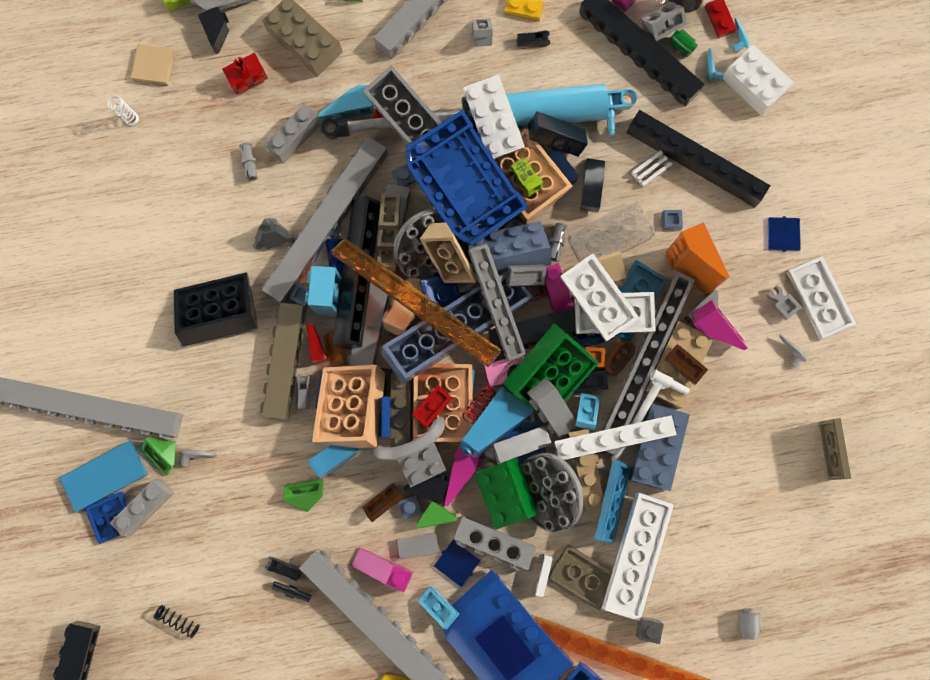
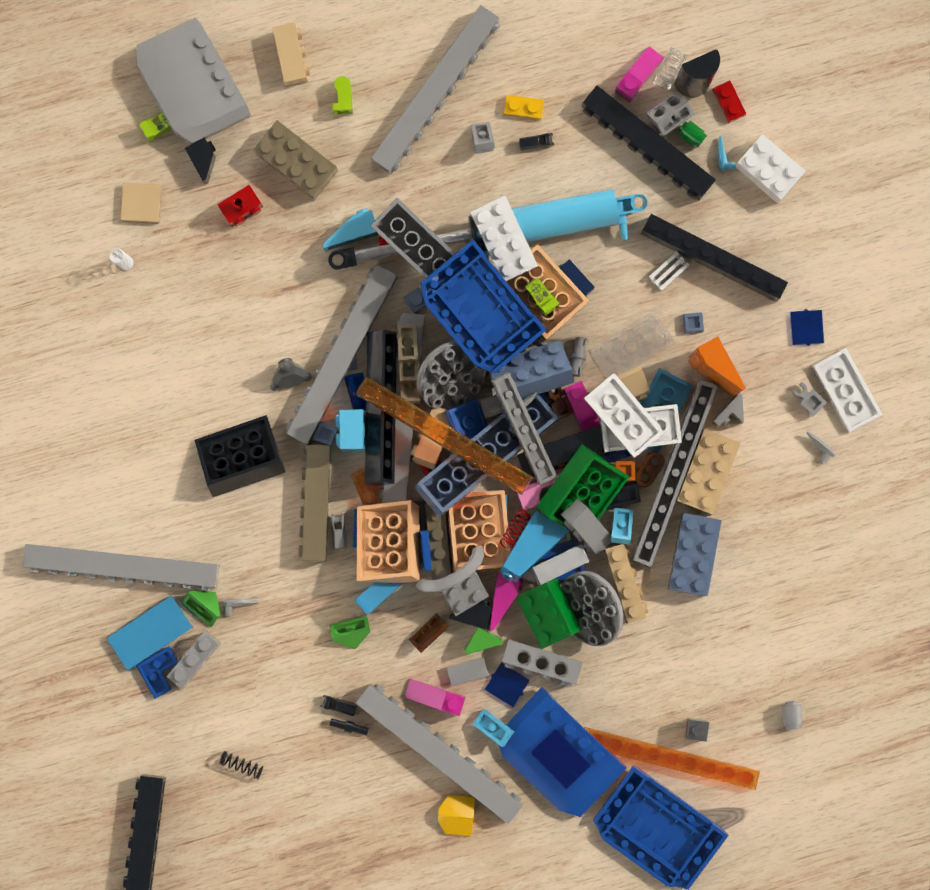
camera: 10 degrees left, 5 degrees up
(248, 161) = (255, 299): light grey pin -> none
(293, 133) = (298, 266): light grey brick -> none
(316, 348) = (348, 491): red slope -> none
(410, 507) = (456, 635): sand blue plate -> none
(431, 406) = (469, 536): red plate -> none
(447, 254) = (470, 385): tan slope -> none
(526, 275) = (550, 397): light grey tile -> none
(543, 575) = (591, 689): white tile -> none
(557, 134) = (569, 247): black brick -> none
(581, 576) = (630, 686): dark tan tile -> none
(592, 185) = (609, 293): black slope -> none
(613, 502) = (653, 612): dark azure tile -> none
(615, 438) = (650, 550): white plate -> none
(637, 556) = (681, 661): white plate -> none
(660, 381) = (688, 491): white bar -> none
(686, 364) = (713, 472): reddish brown plate -> none
(716, 325) = (743, 430): dark pink slope -> none
(744, 42) = (752, 120): medium azure bar -> none
(834, 449) = (864, 541): dark tan tile -> none

